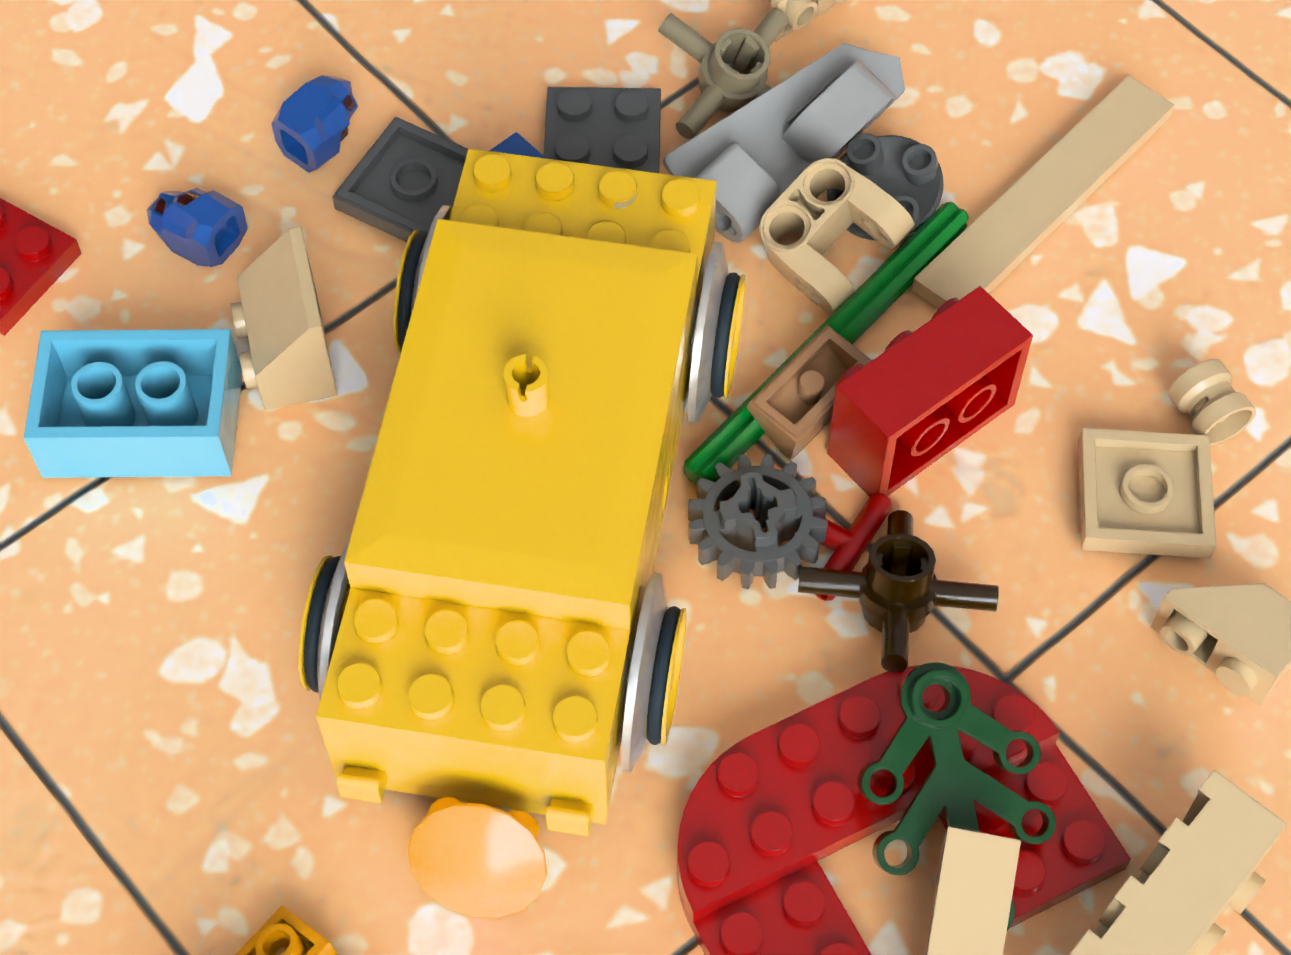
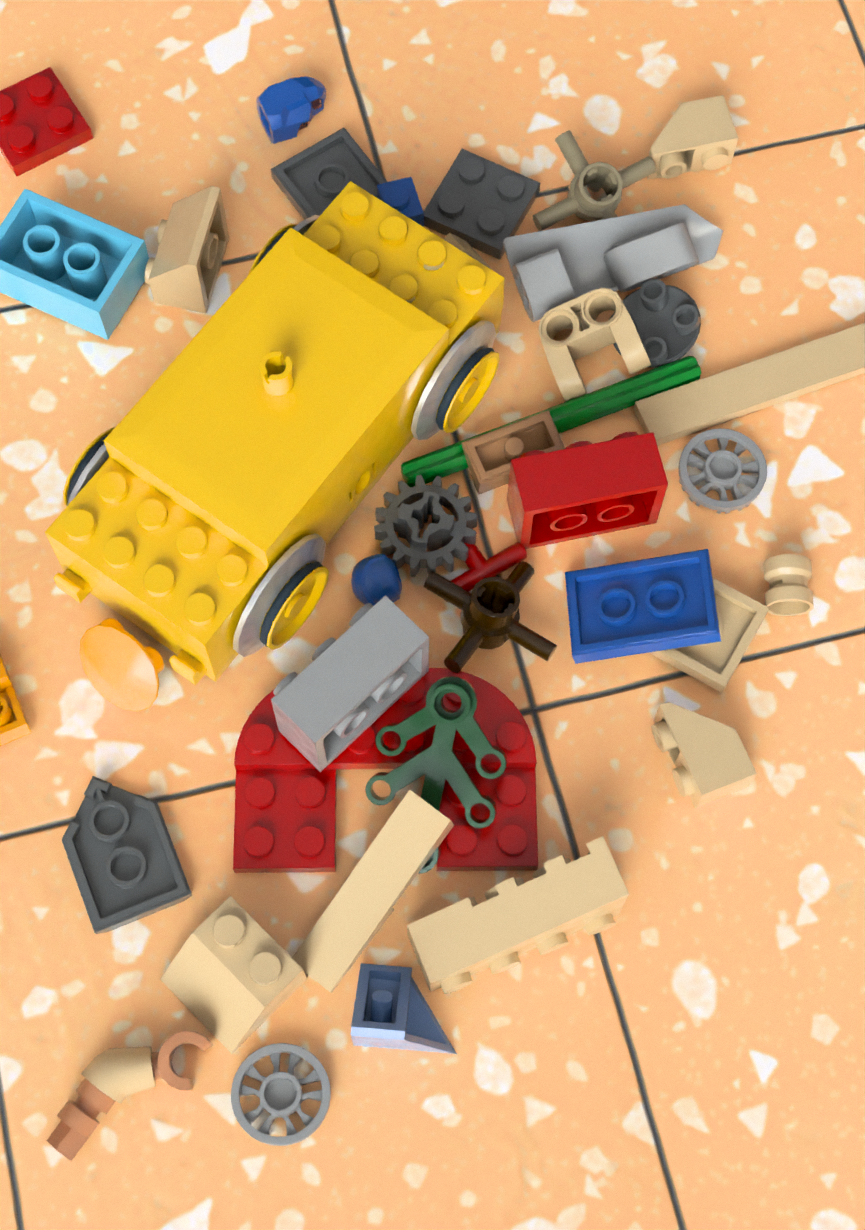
camera: 25 degrees right, 10 degrees up
(198, 225) = (174, 151): blue rock -> none
(735, 610) = (375, 578): none -> blue piece
(799, 730) = (351, 682): none -> light grey brick
(1059, 312) = (722, 470): none -> light grey wheel
(1068, 497) = (642, 606): none -> blue tile

